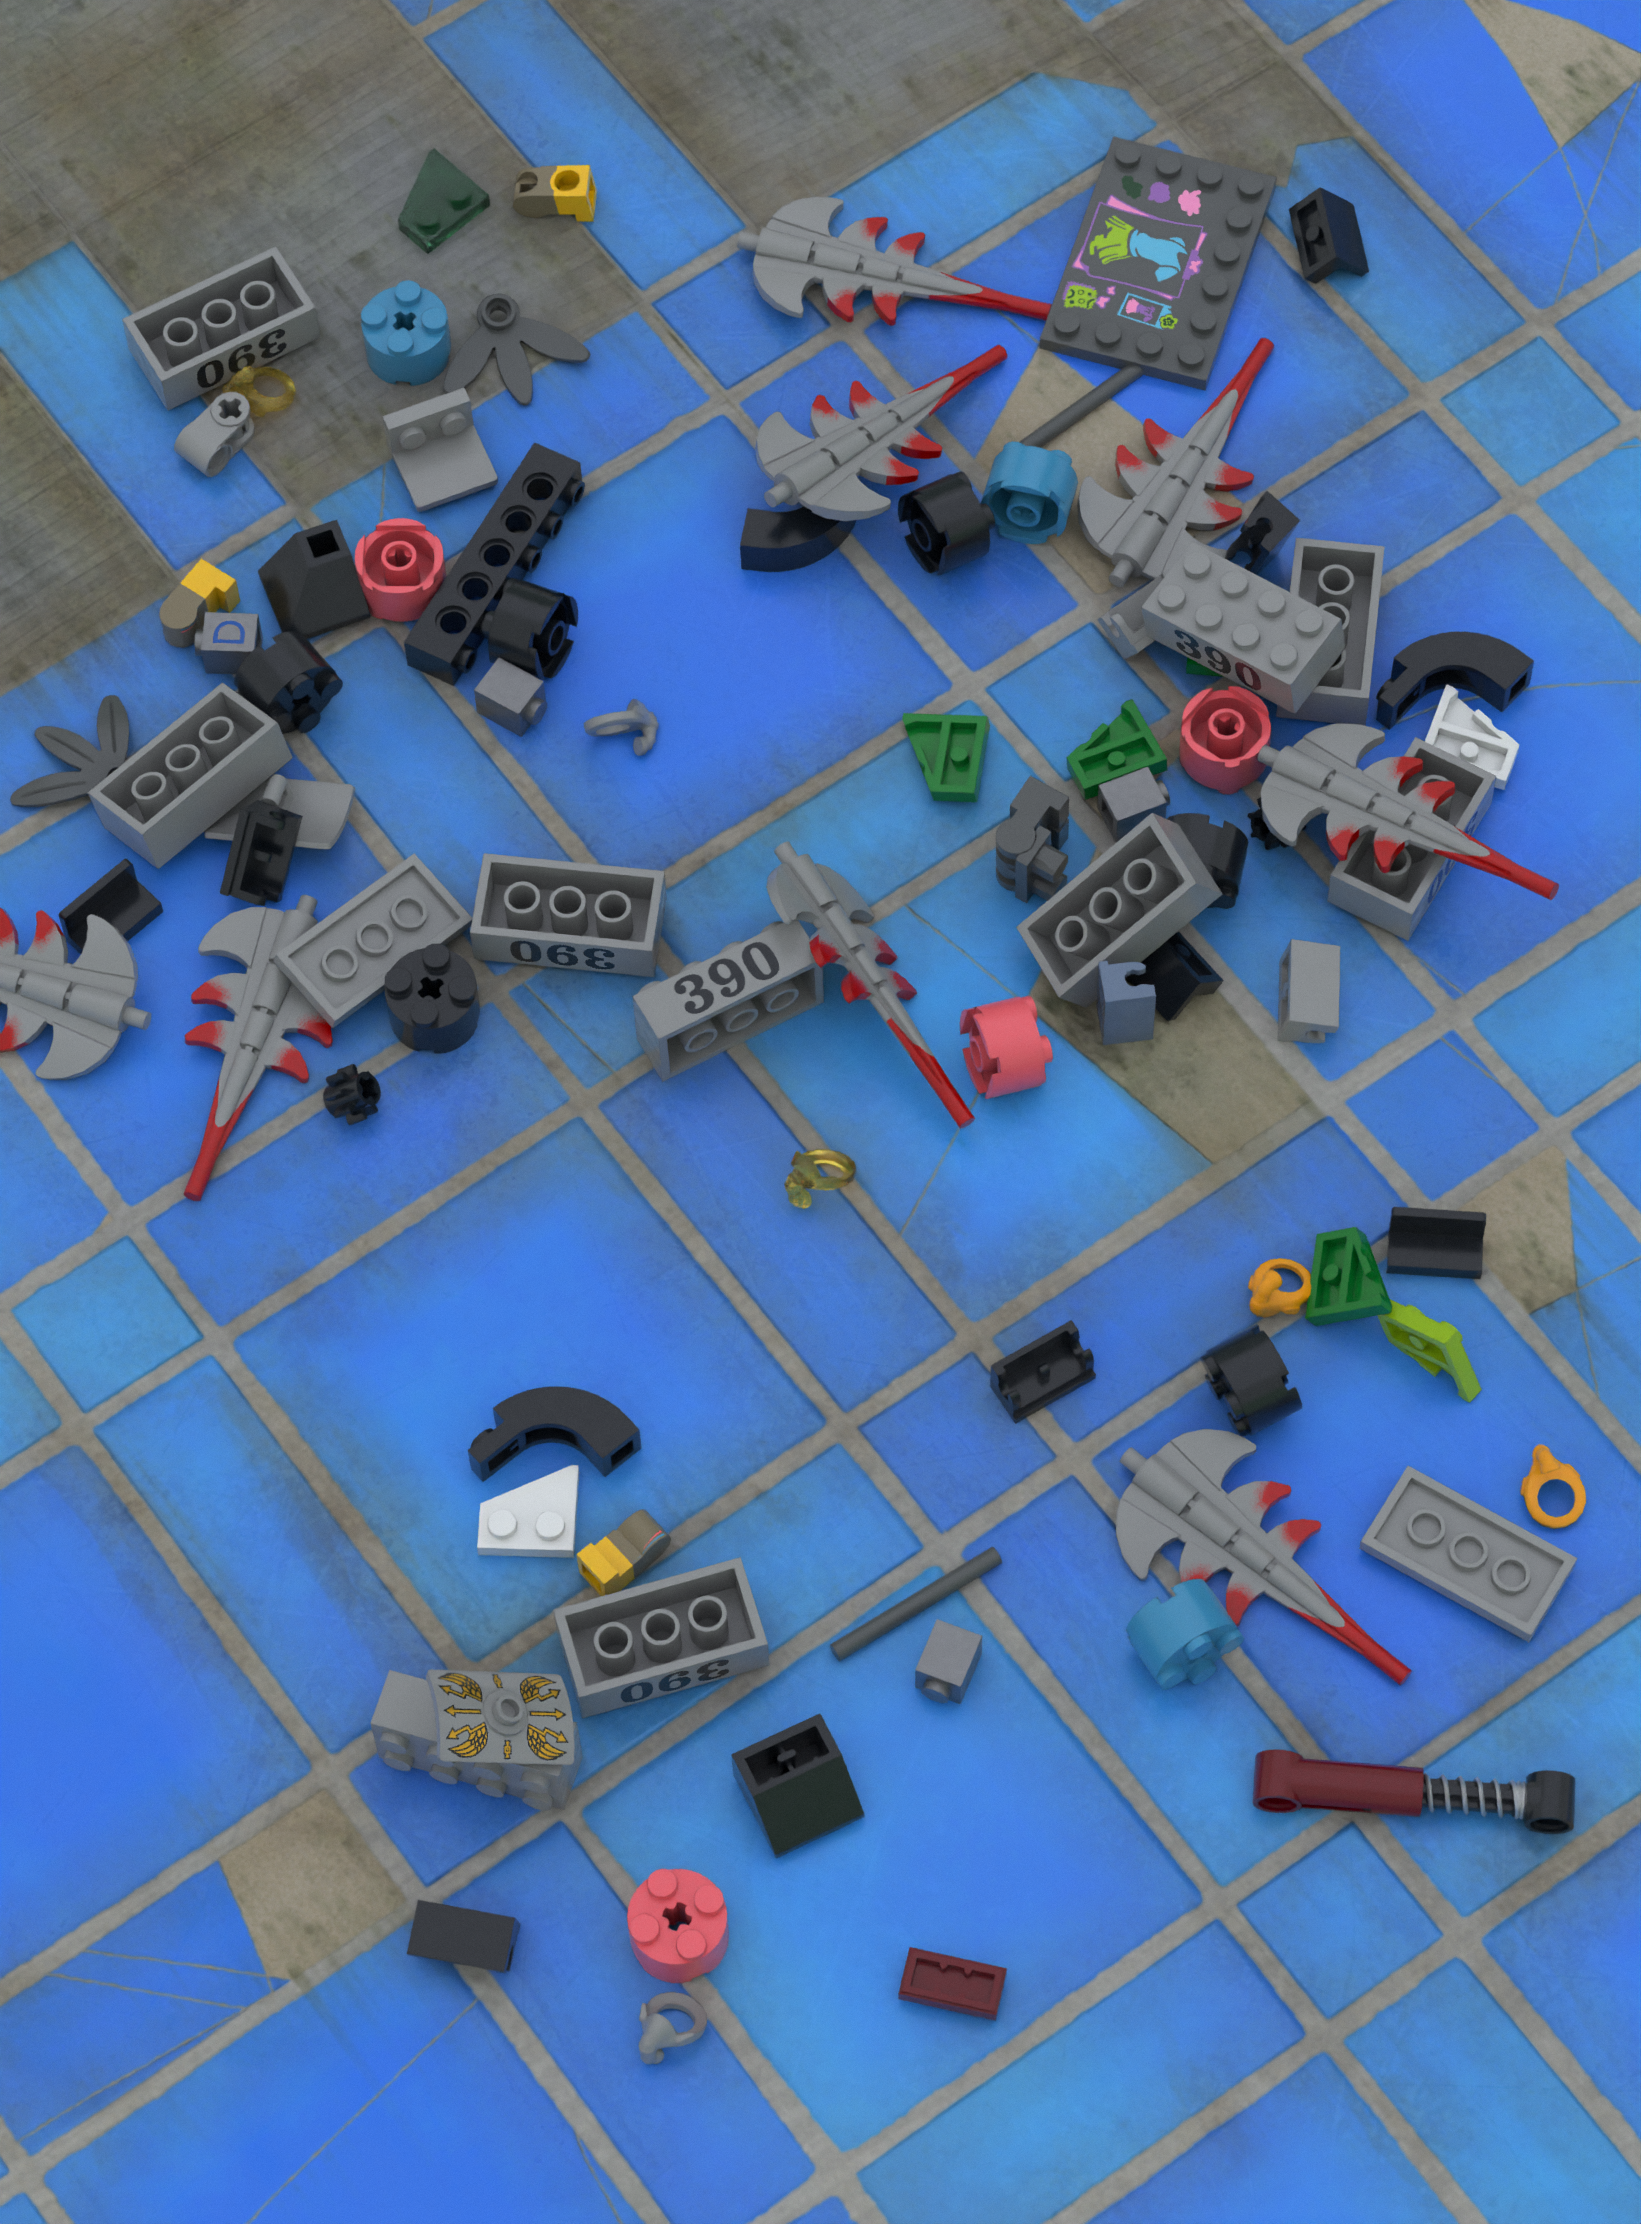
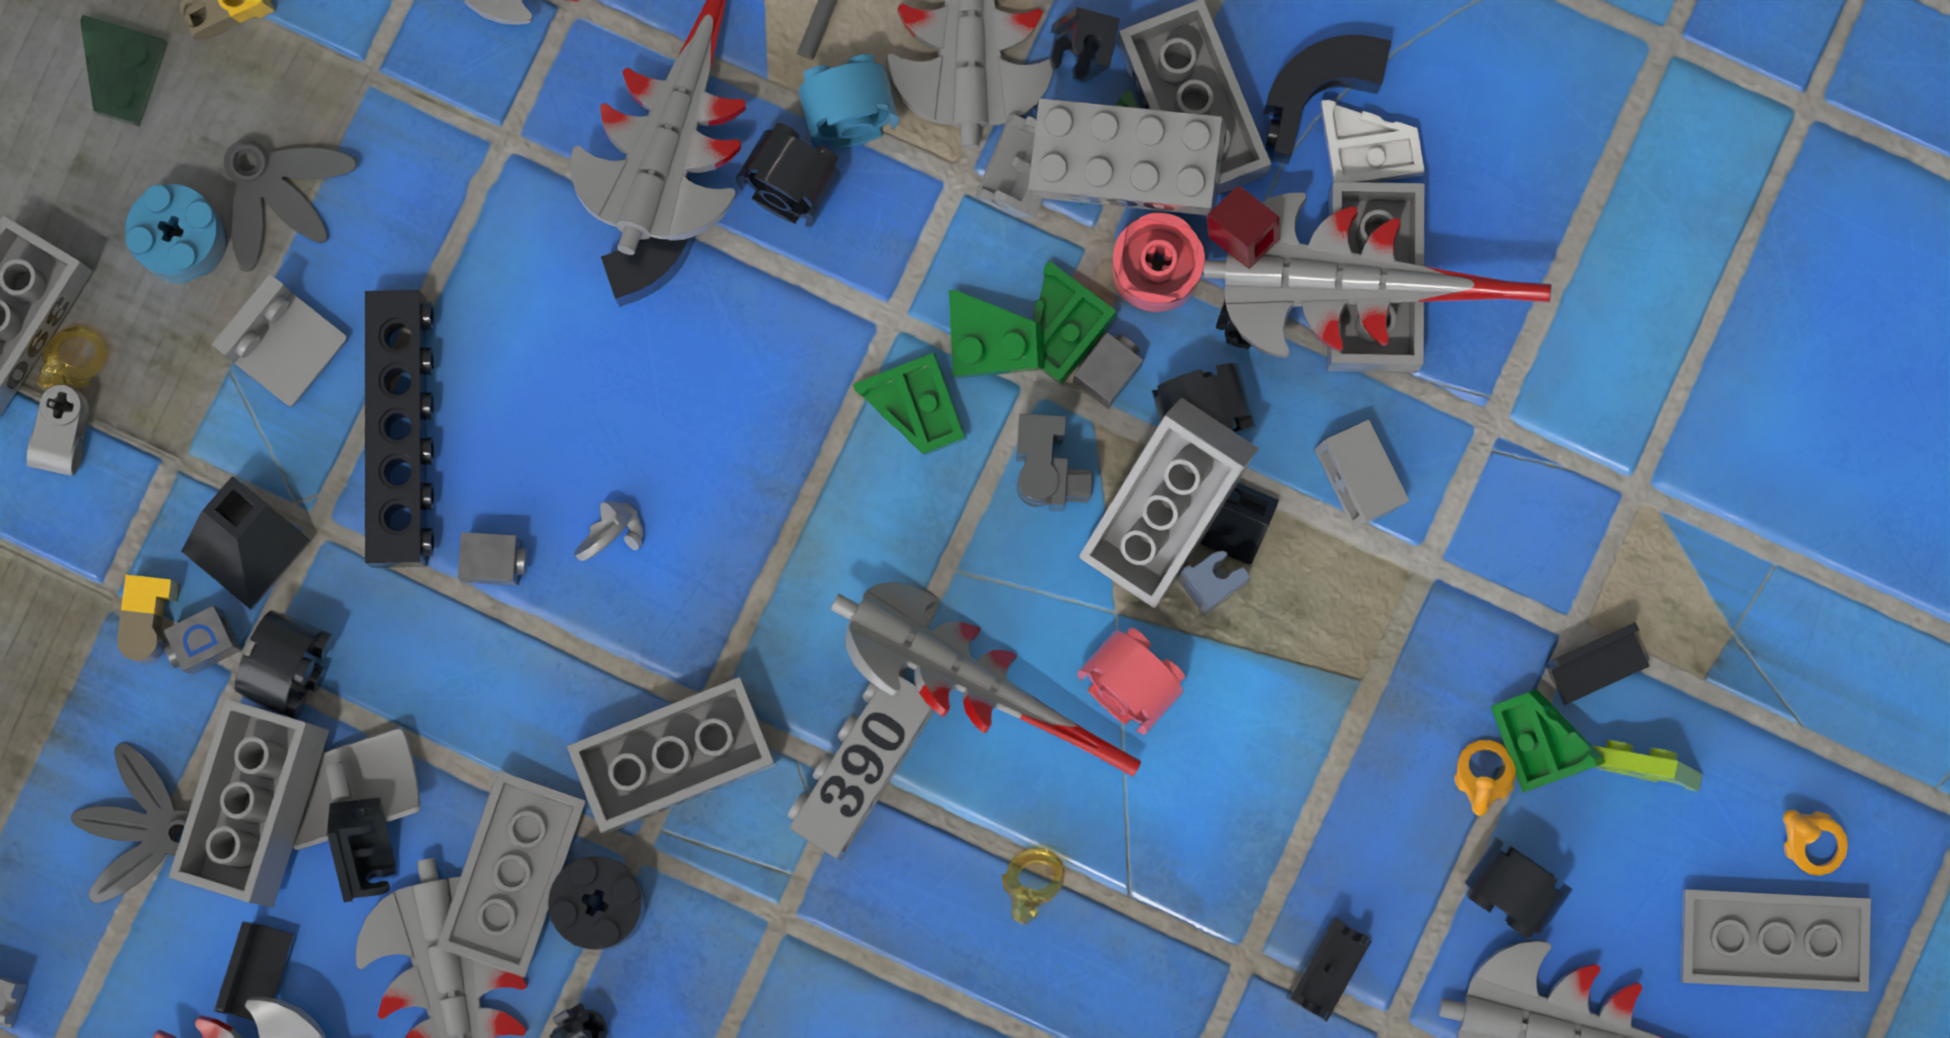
camera: 30 degrees left, 20 degrees up
(399, 569) = (292, 480): coral brick -> none
(531, 628) = (472, 486): black brick -> none
(1044, 734) = (991, 339): none -> green wing
(1312, 723) = (1243, 227): none -> dark red panel

